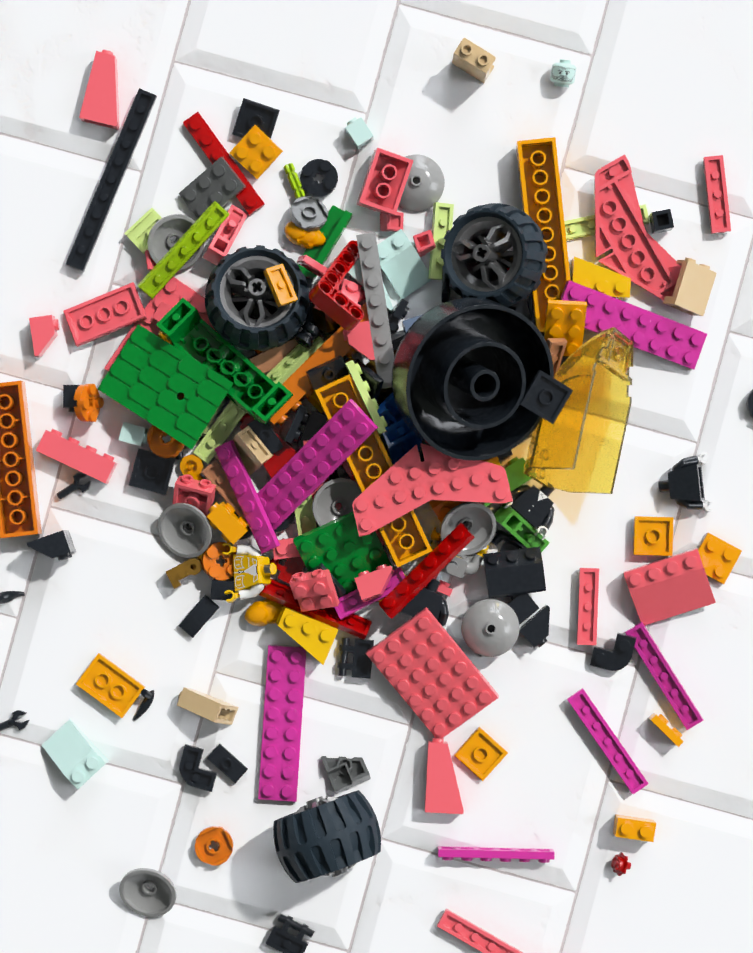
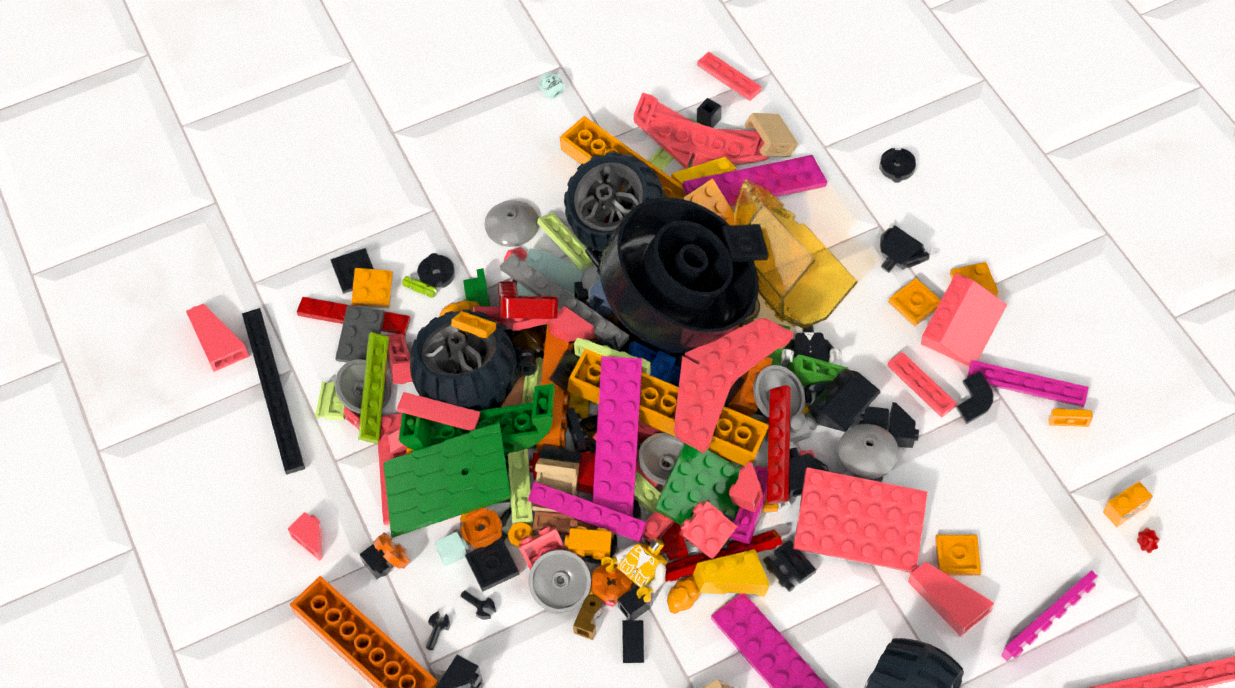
camera: 40 degrees left, 30 degrees down
(76, 456) = (417, 603): coral brick -> none
(105, 314) = (349, 482): coral tile -> none
(119, 492) = (488, 603): none -> black bar
(202, 327) = (438, 411): none -> coral tile
(308, 213) = (451, 295): tile -> none
(345, 772) = (865, 658): dark grey slope -> none
(359, 132) = (439, 221): light aqua brick -> none
(384, 182) = (487, 233): coral slope -> none
(424, 242) = (556, 247): coral slope -> none
(473, 60) = (480, 116): tan panel -> none
(607, 741) = (1039, 462): dark pink plate -> none

